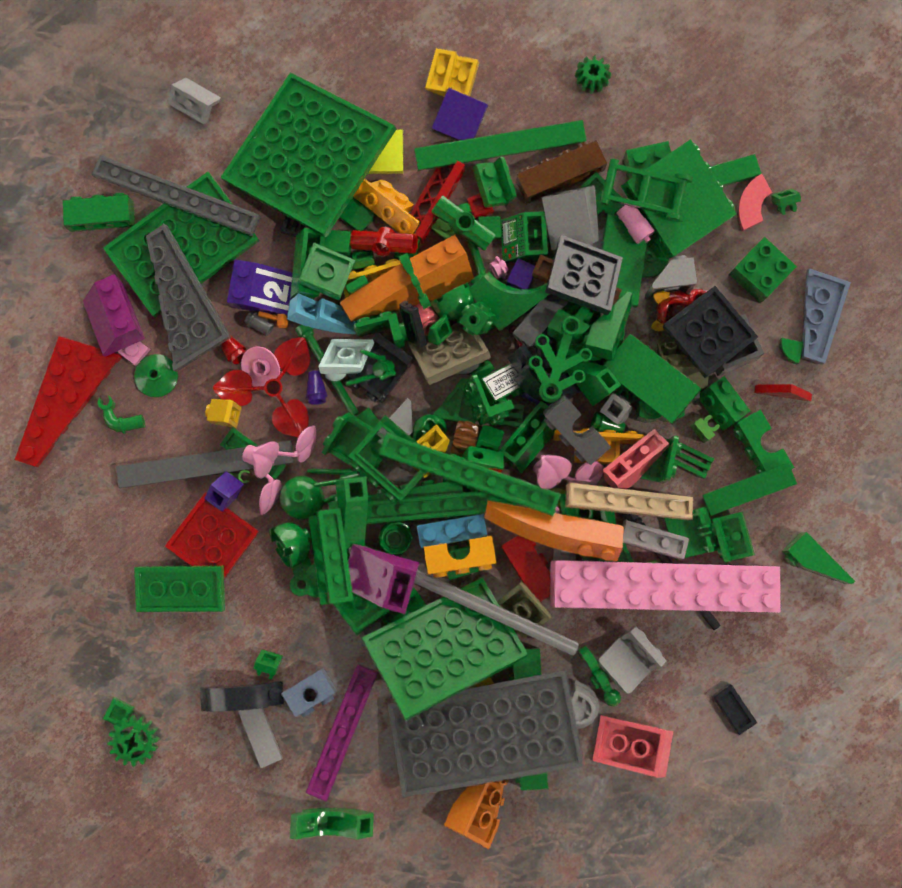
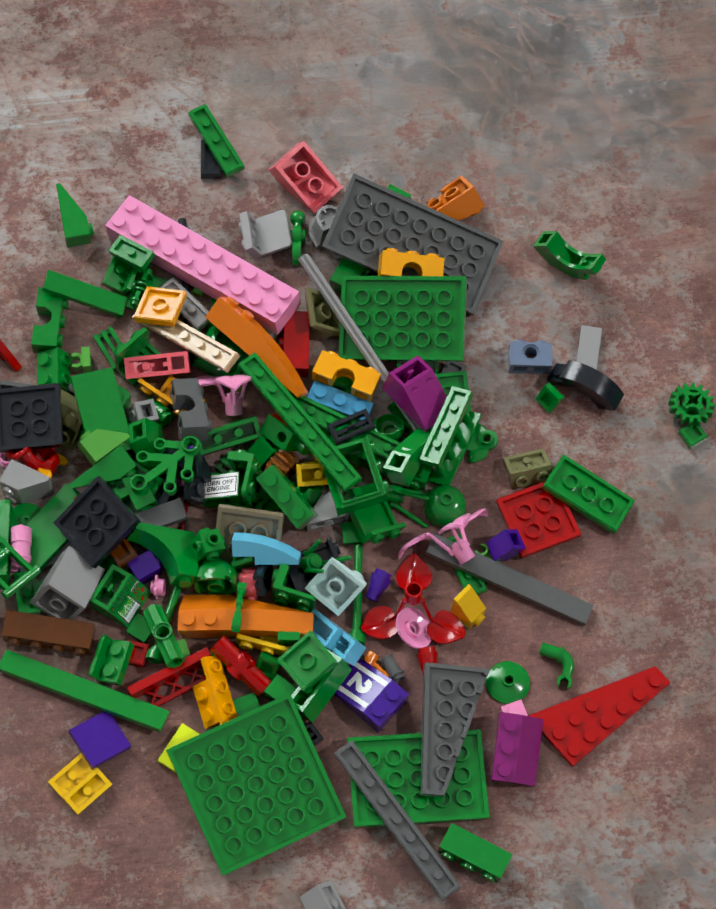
camera: 155 degrees left, 15 degrees down
(248, 581) = (528, 468): none -> olive bracket
(291, 543) = (475, 472): green cylinder -> none
(341, 732) = (521, 318): magenta tile -> none
(425, 345) = (264, 549): none -> medium azure slope
(433, 491) = (340, 440): none -> black tile
(437, 403) = (286, 496): none -> green brick
(487, 696) = (392, 262): none -> light orange arch
(629, 345) = (100, 443): none -> bright green slope
(673, 518) = (160, 306): none -> light orange tile
(735, 553) = (131, 253): none -> plate
(742, 729) = (216, 140): none -> green tile

